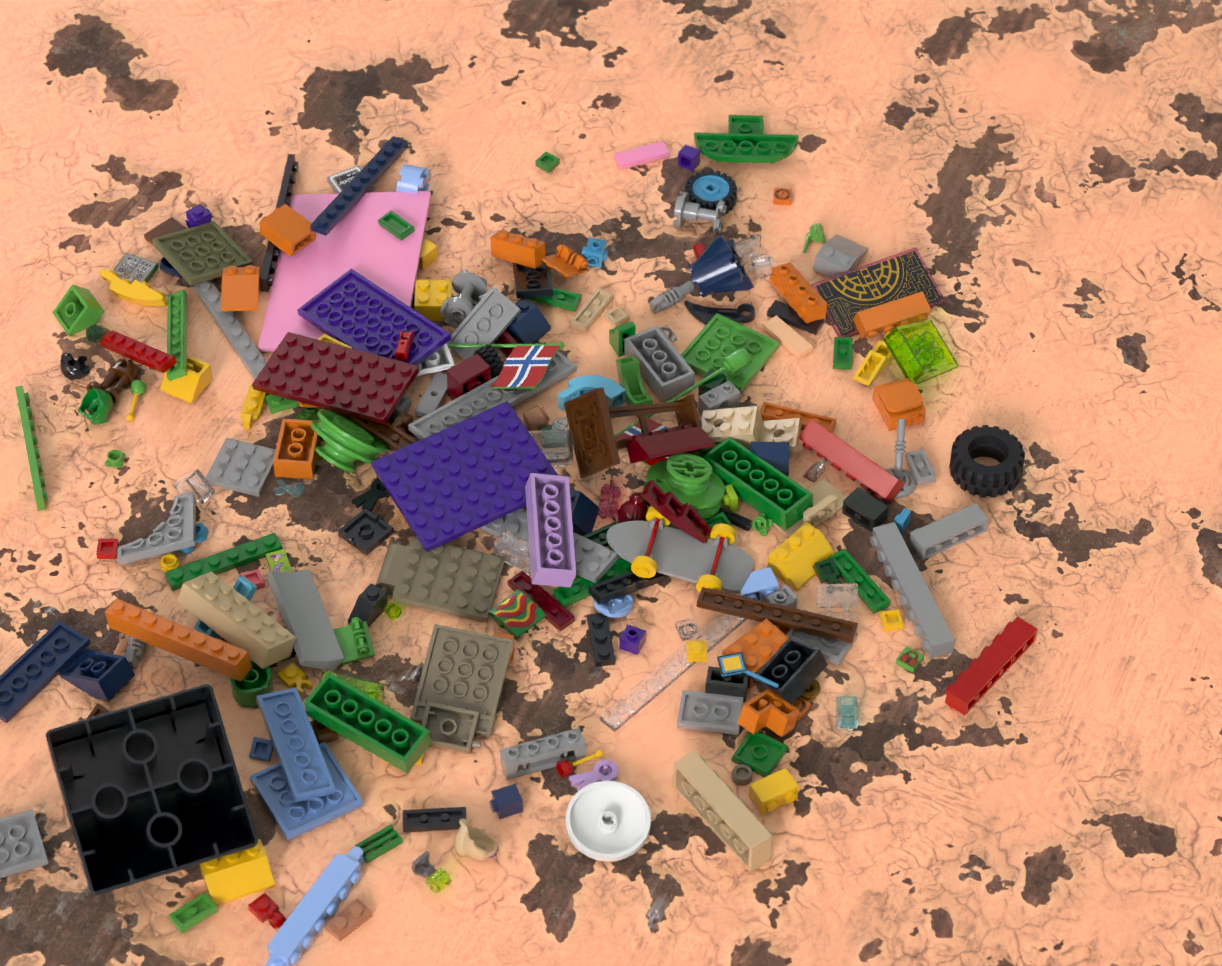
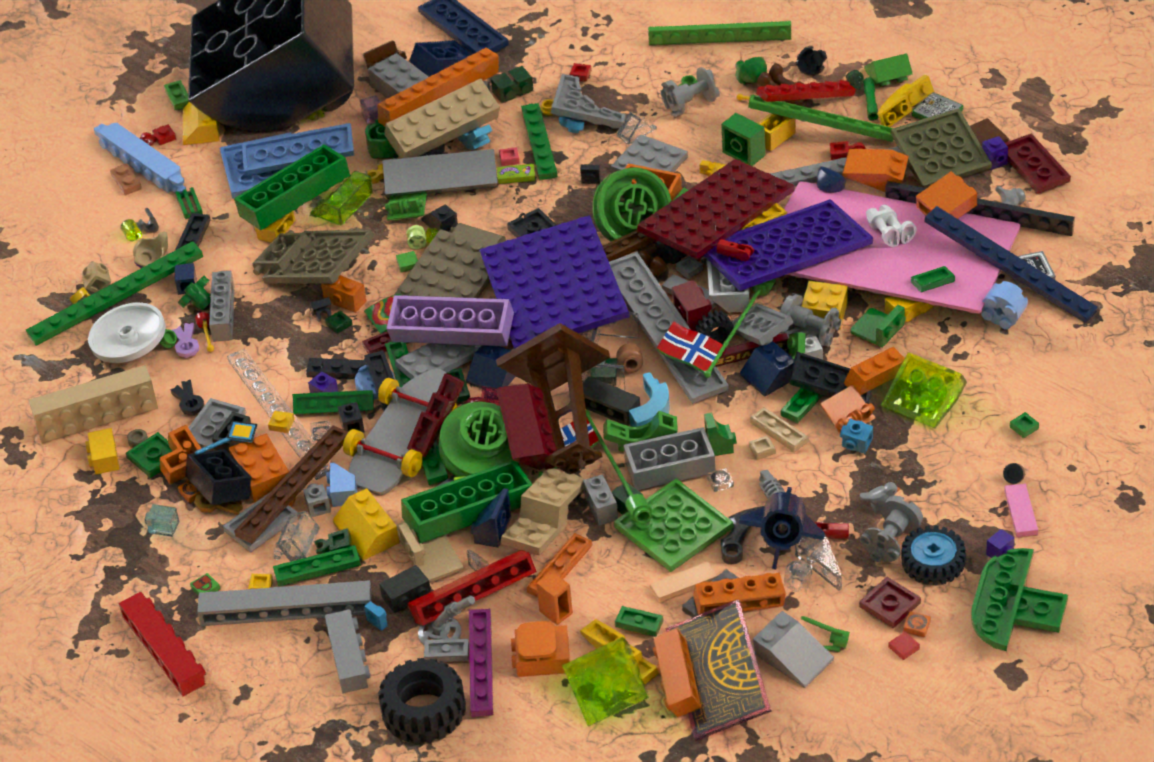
camera: 110 degrees right, 5 degrees down
(136, 316) = (869, 90): none -> green piece
(138, 595) = (506, 89): none -> dark green piece
(152, 452) = (676, 96): none -> light grey piece
(159, 678) = (394, 75): none -> light grey brick
(207, 324) = (840, 149): none -> red plate
(209, 193) = (1036, 164): none -> dark red plate
(214, 389) = (743, 139): none -> green brick
(260, 322) = (830, 180): none -> dark blue piece
(261, 203) = (1013, 197): none -> light grey animal
(278, 503) = (590, 174): none -> black plate
(337, 259) = (889, 226): none -> white piece
(400, 620) = (416, 237): none -> yellowish green wheel
(428, 622) = (406, 261): none -> bright green tile
(450, 259) = (879, 326): none -> green bracket
(522, 671) = (321, 306): none -> black tile
(527, 217) = (924, 390): none -> clear neon green slope
(527, 881) = (95, 276): none -> tan brick
(534, 657) = (338, 322): none -> dark green tile
(534, 779) = (196, 294): none -> green plant
(545, 860) = (113, 293): none -> green plate
(556, 892) = (78, 295): none -> yellow tile
(605, 160) = (1014, 473): none -> black tile
(652, 624) = (329, 401): none -> green plate
(660, 228) = (879, 495): none -> light grey animal
(671, 604) = (350, 417): none -> black brick
(683, 742) = (189, 403): none -> black piece
(768, 211) = (890, 602): none -> dark red plate
(807, 199) = (904, 645): none -> red tile
(847, 400) = (554, 598): none -> orange brick
(926, 440) = (480, 662): none -> magenta plate

